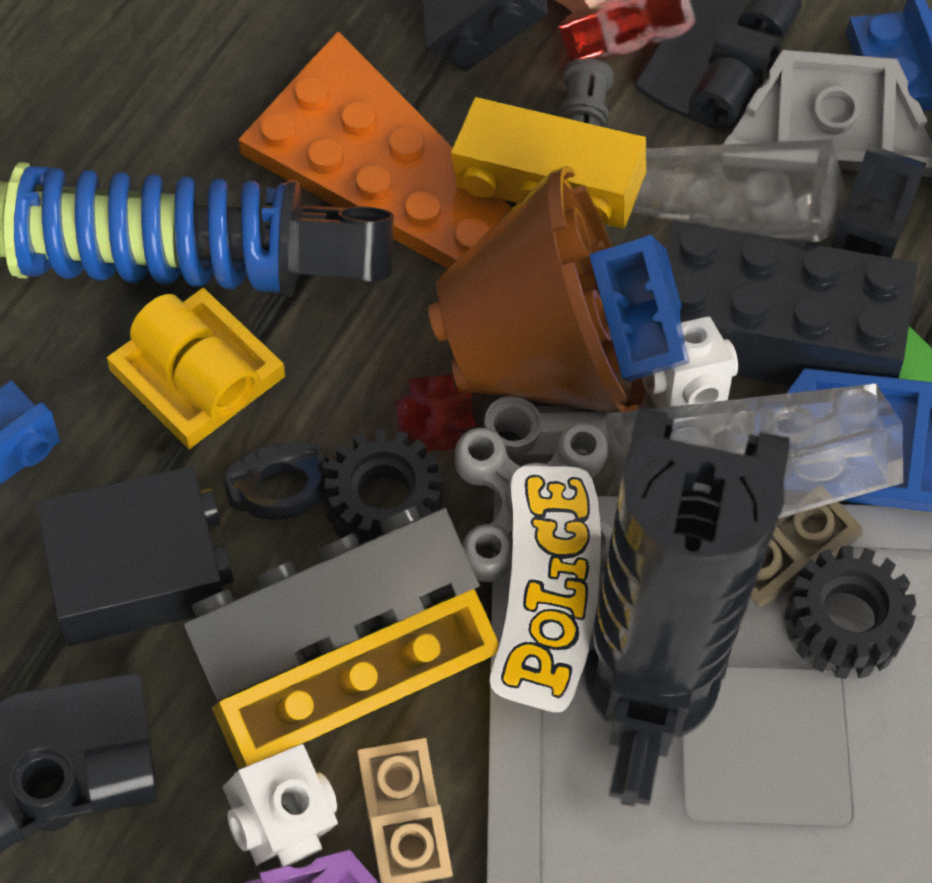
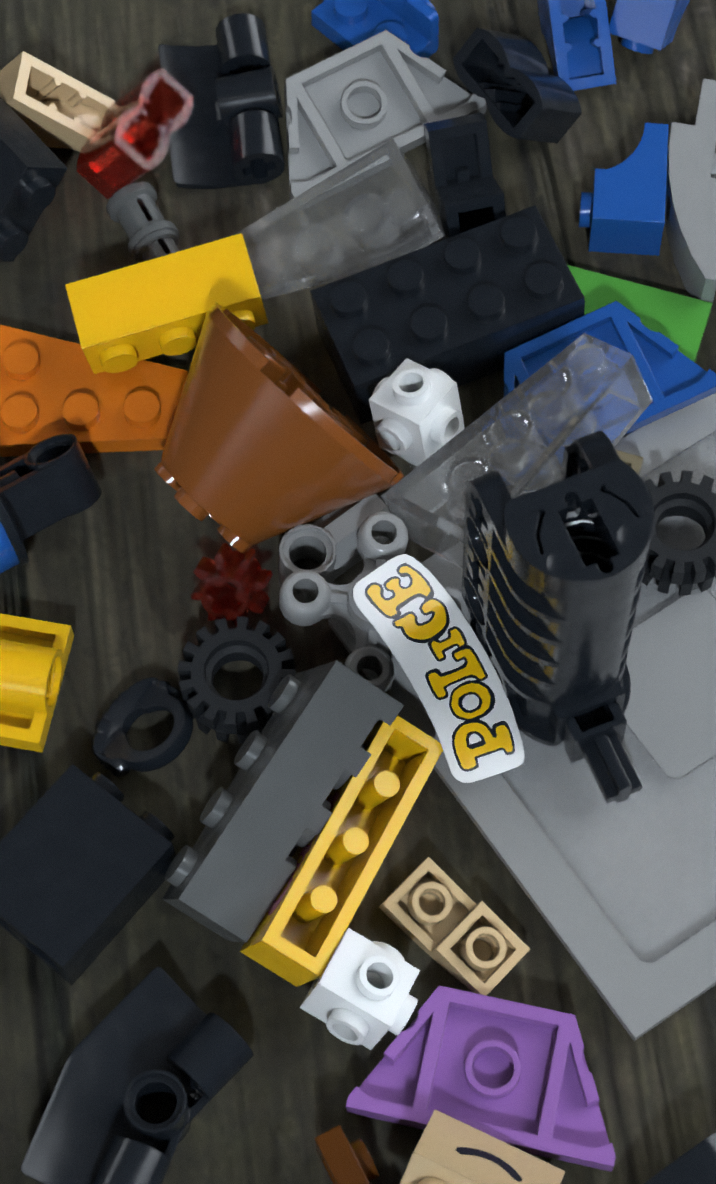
camera: 30 degrees left, 5 degrees up
(641, 307) = (356, 389): blue arch -> none

